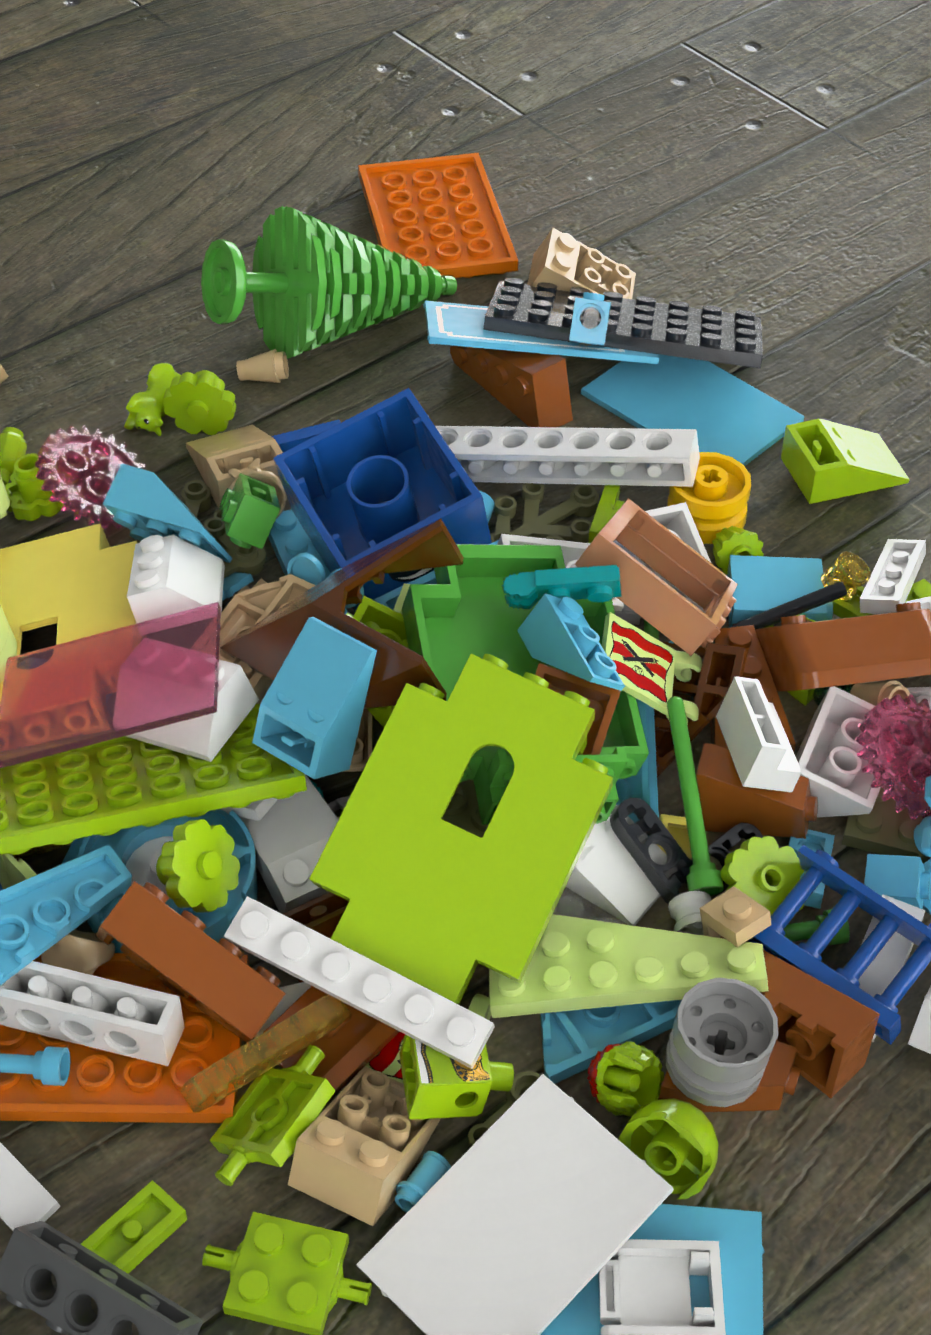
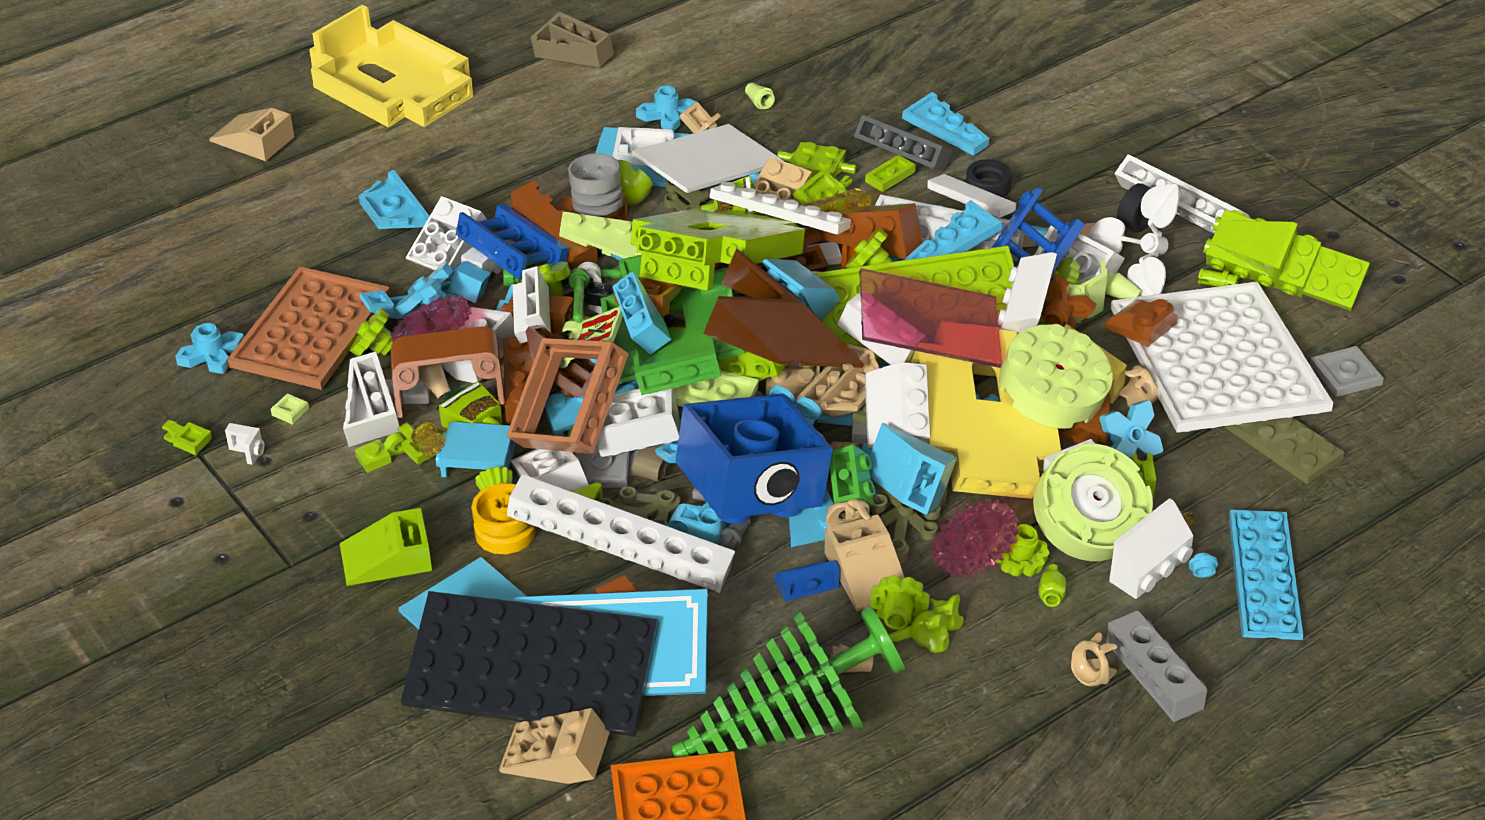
camera: 175 degrees left, 5 degrees down
(590, 583) = (639, 337): teal hinge -> none
(592, 336) = (569, 595): medium azure brick -> none
(625, 1077) = (643, 205): lime piece -> none
(734, 917) = (571, 244): tan bracket -> none
(795, 606) = (469, 417): black bar -> none
(892, 576) = (391, 447): white plate -> none

